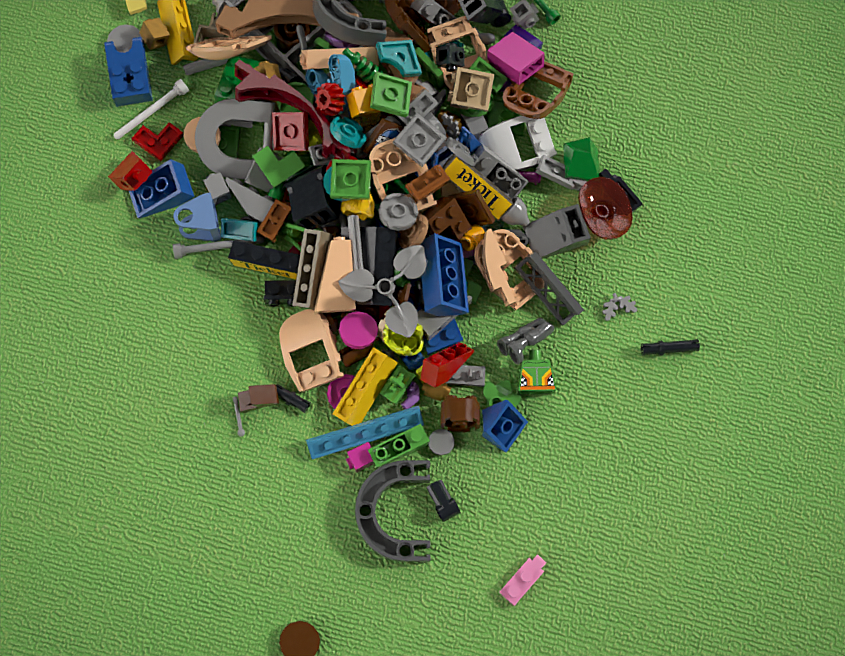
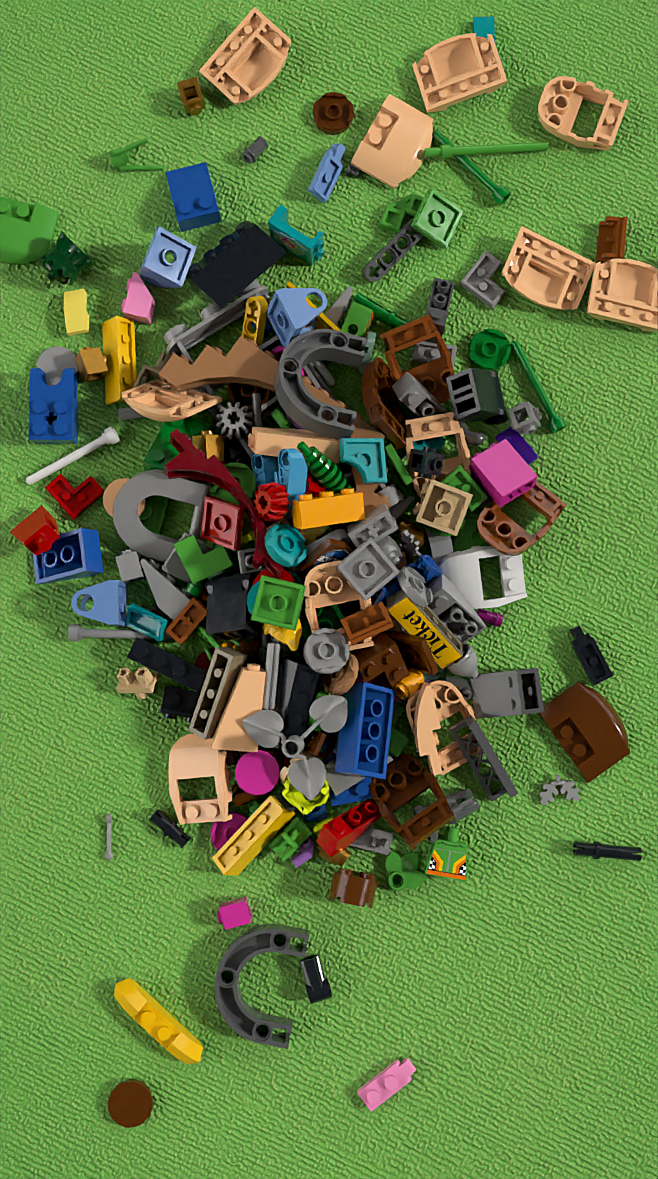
camera: 15 degrees right, 10 degrees up
(242, 281) = (139, 683): none -> tan hips
(258, 397) = (133, 823): reddish brown slope -> none
(279, 55) = (240, 426): none -> light grey gear
(311, 564) = (158, 1021): none -> yellow brick
(364, 432) = (244, 884): dark azure tile -> none
(390, 94) = (343, 511): bright green tile -> none
(399, 446) = (278, 911): bright green slope -> none
(441, 442) = (326, 911): light grey piece -> none
(484, 322) = (405, 781): none -> reddish brown slope
(502, 424) = (398, 907): blue slope -> none
(556, 172) = (524, 622): light grey hinge -> none
(581, 159) = (553, 611): green slope -> none
(605, 208) = (568, 676): clear red hat -> none
(633, 257) = (587, 729): none -> reddish brown slope

